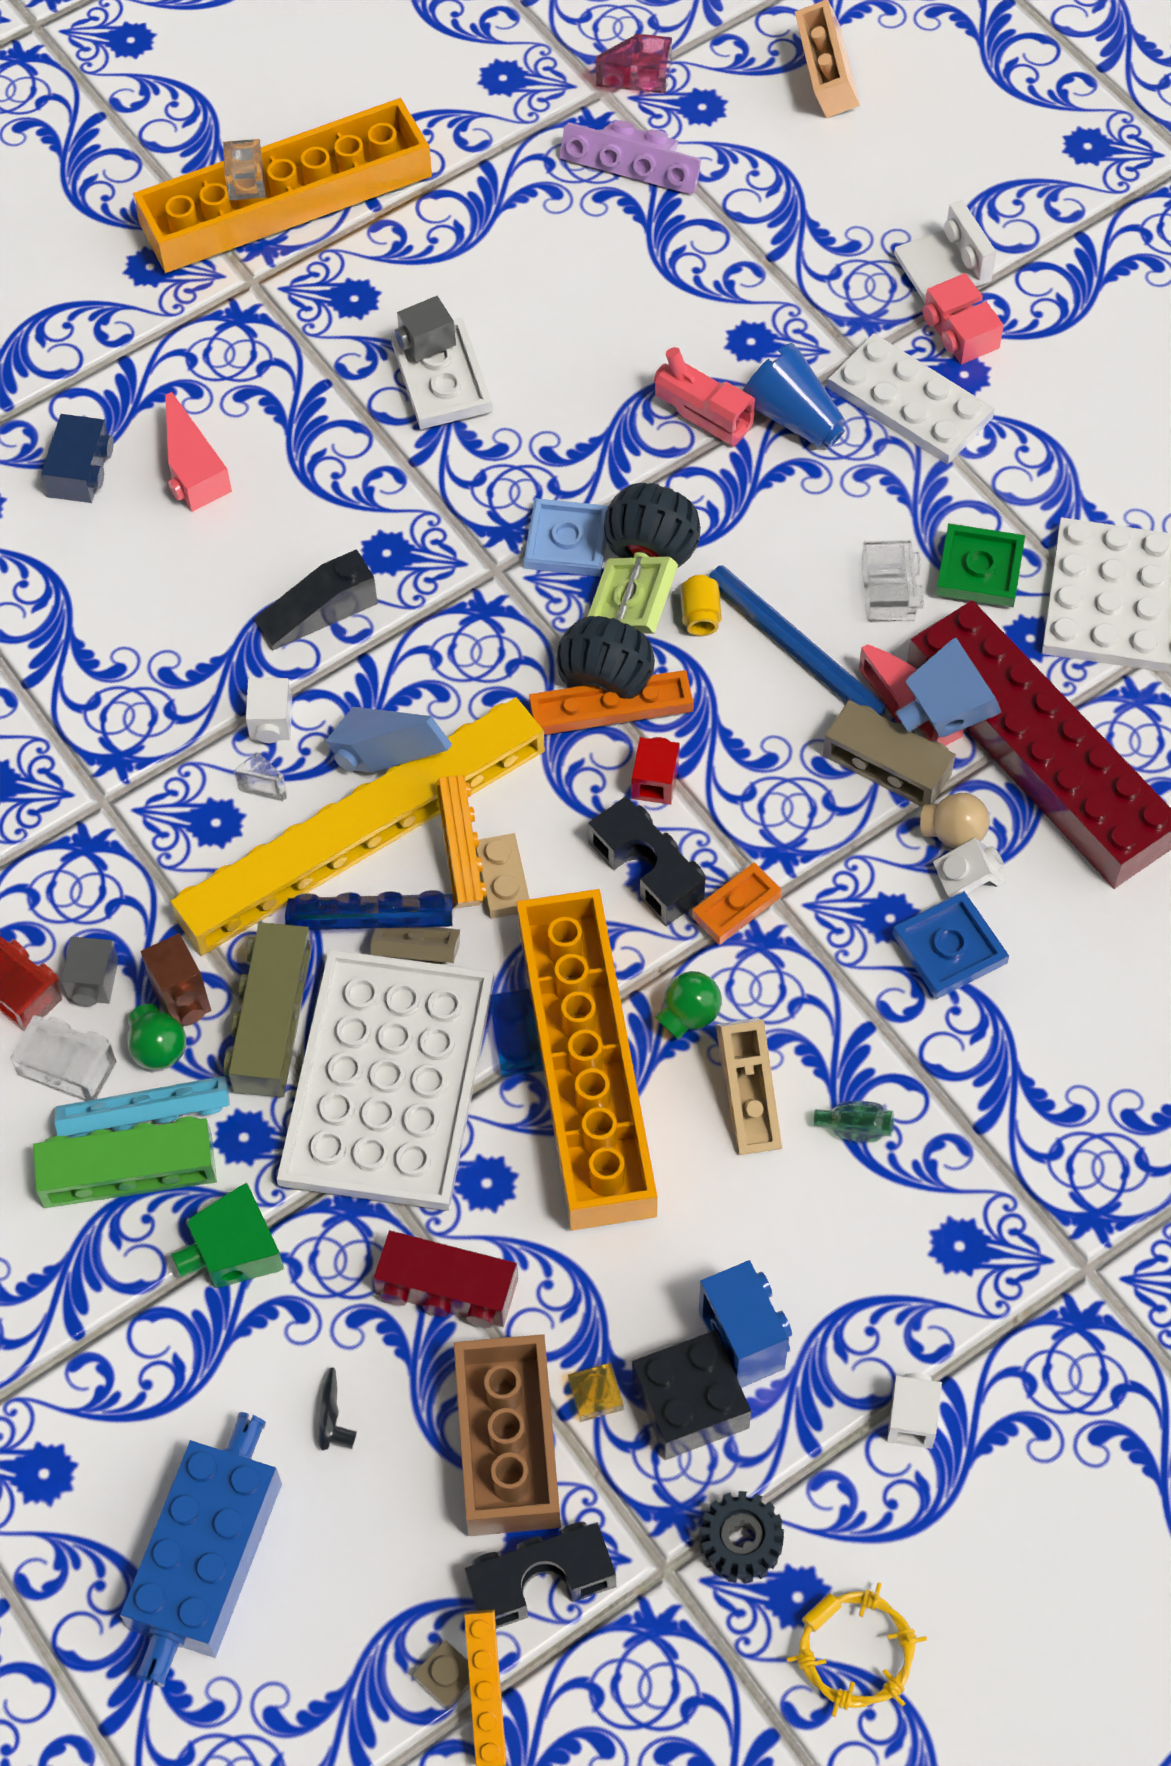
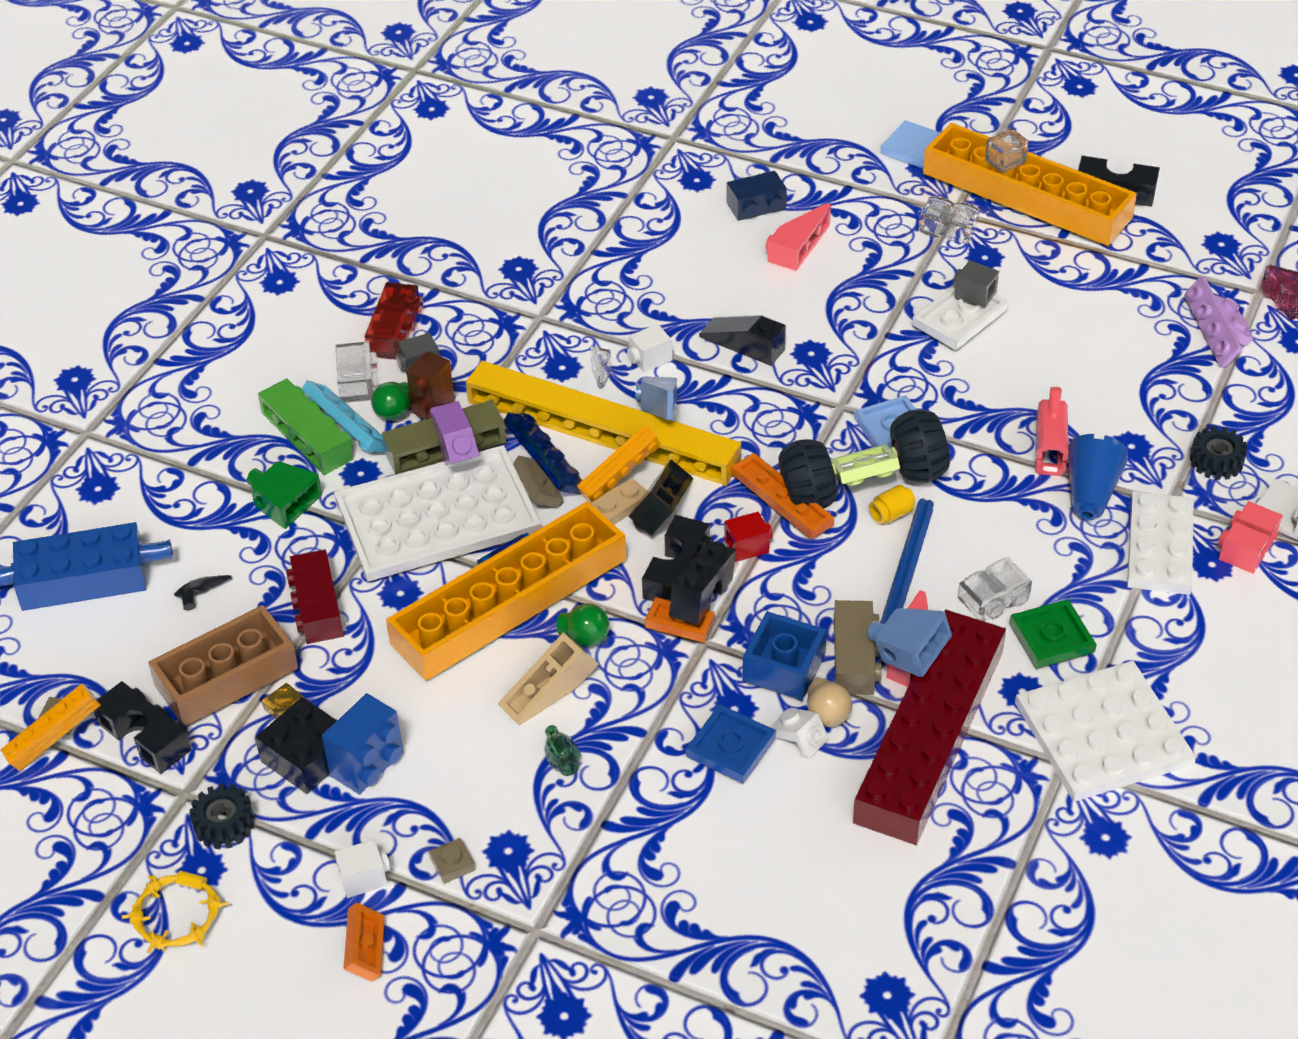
camera: 60 degrees right, 15 degrees down
(106, 251) = (909, 143): none -> light blue tile
(276, 294) = (948, 219): none -> clear brick
(307, 990) = (454, 433): none -> medium lavender slope
(360, 87) = (1140, 179): none -> black arch
(540, 825) = (661, 498): none -> black slope
(733, 861) = (705, 574): none -> black arch
(822, 288) = (1224, 464): none -> black bush
(868, 826) = (784, 655): none -> blue brick
(947, 1310) = (452, 860): none -> dark tan plate
(1021, 1453) = (364, 942): none -> orange plate

